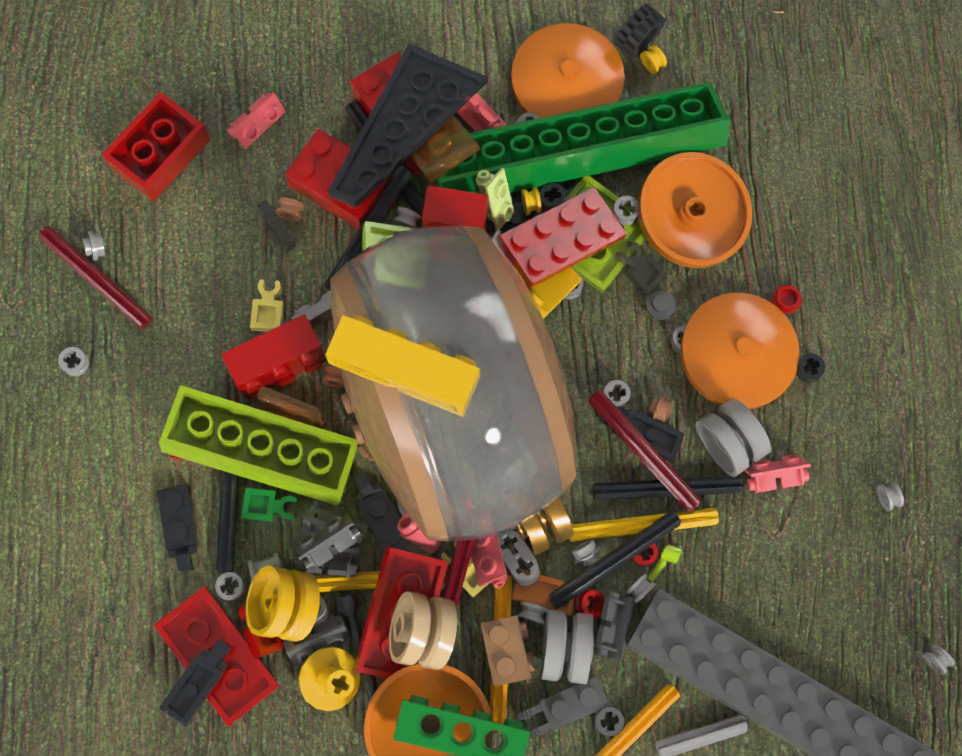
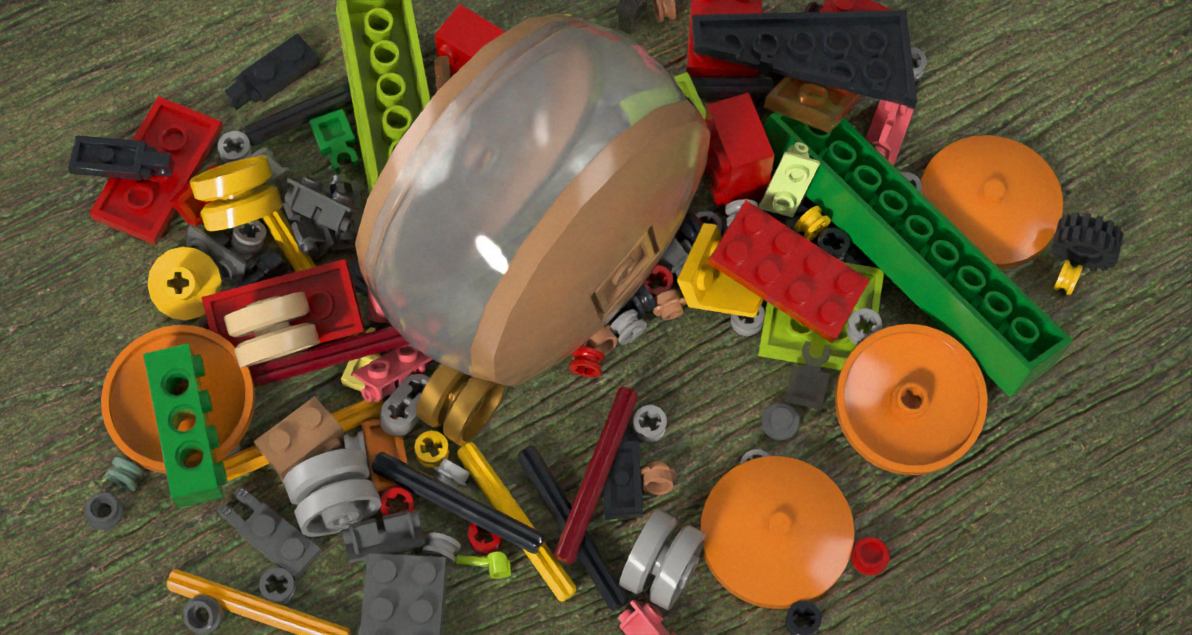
camera: 65 degrees right, 10 degrees down
(400, 363) = (484, 80): yellow brick -> none
(551, 551) = (437, 440): none -> yellow bush

